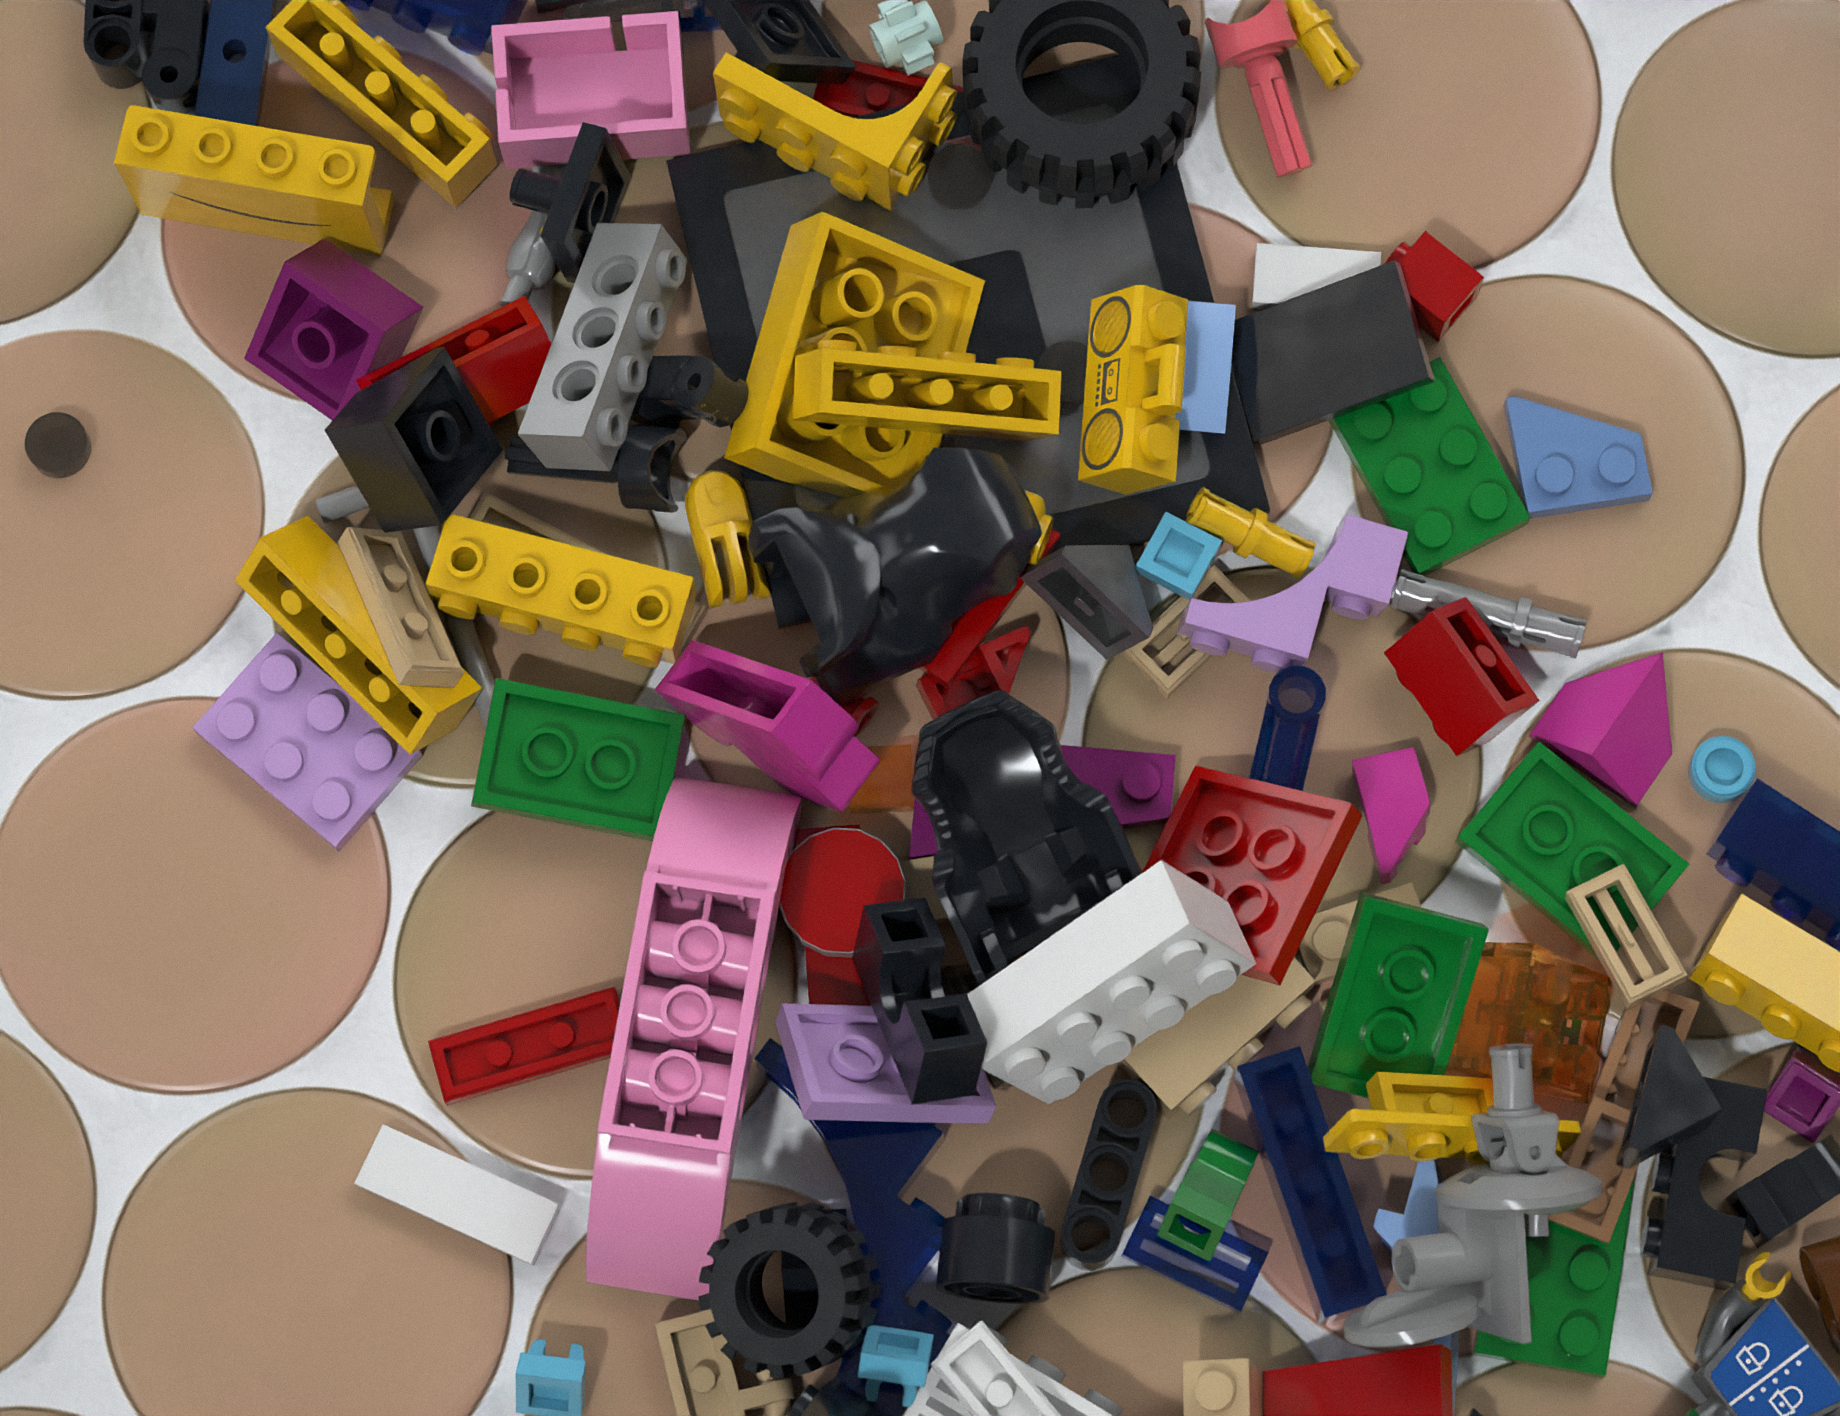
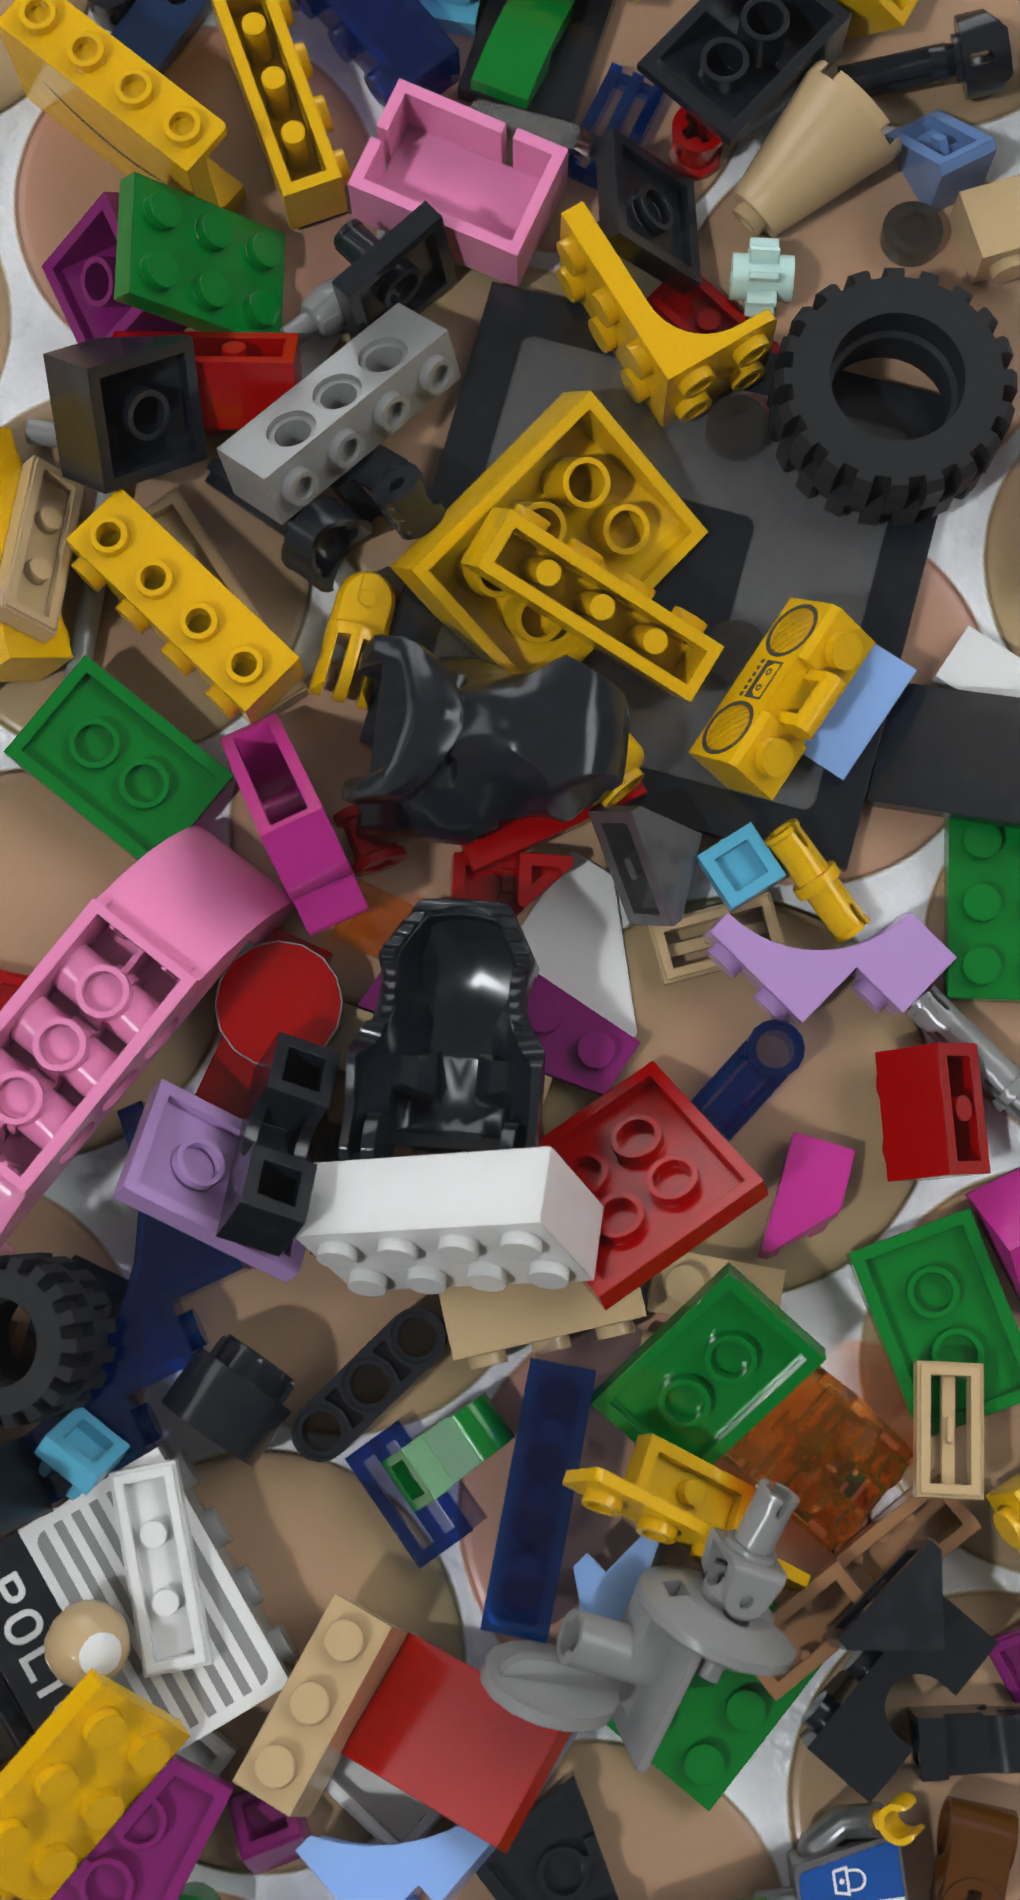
camera: 30 degrees right, 5 degrees up
(401, 279) = (196, 261): none -> green plate
(1077, 695) = (581, 942): none -> white sticker

